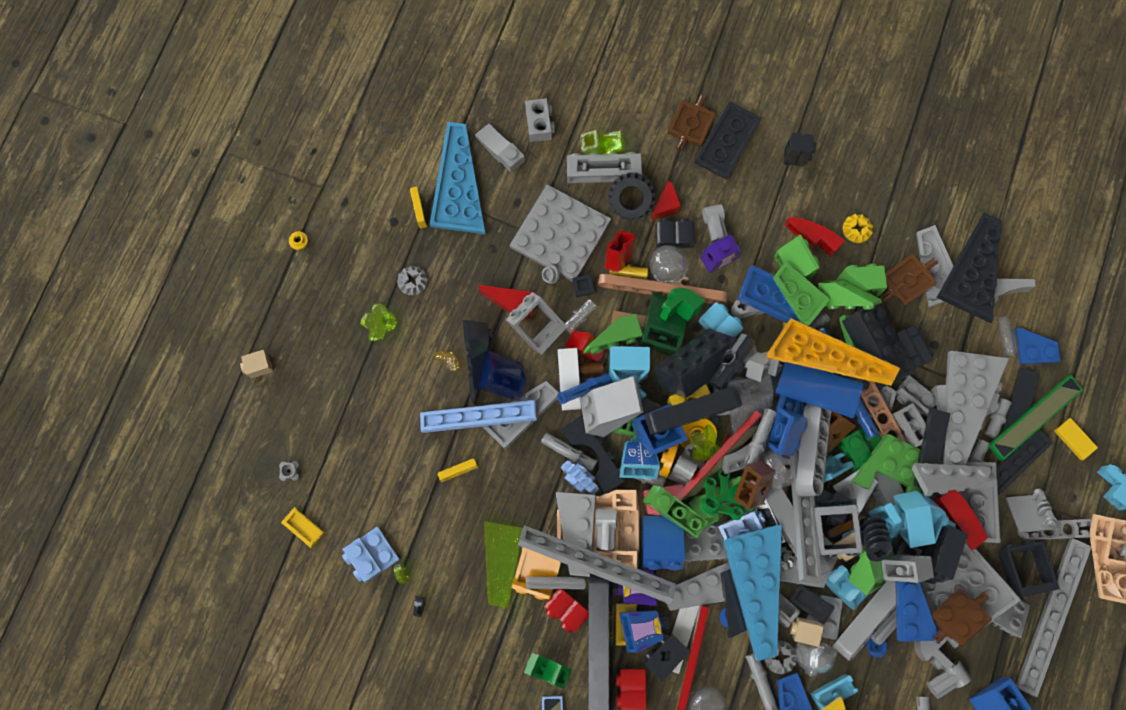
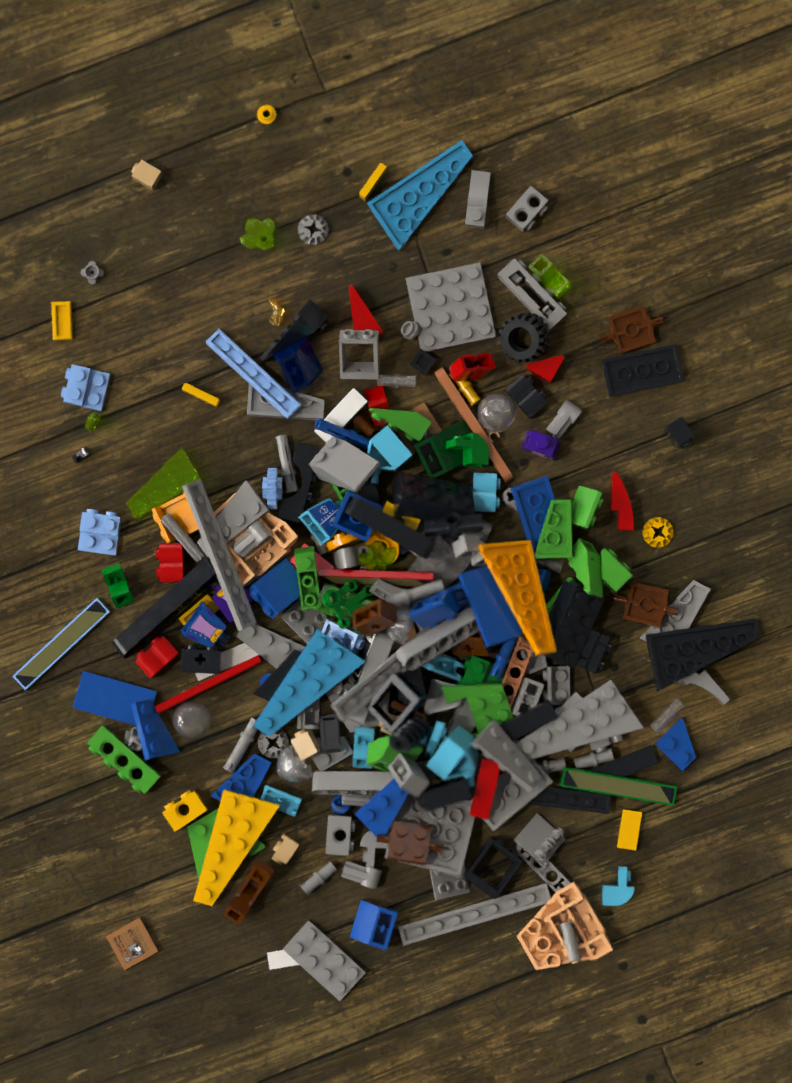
camera: 55 degrees right, 10 degrees up
(492, 647) = (99, 532): none -> light blue plate
(911, 679) = (333, 845): none -> light grey brick

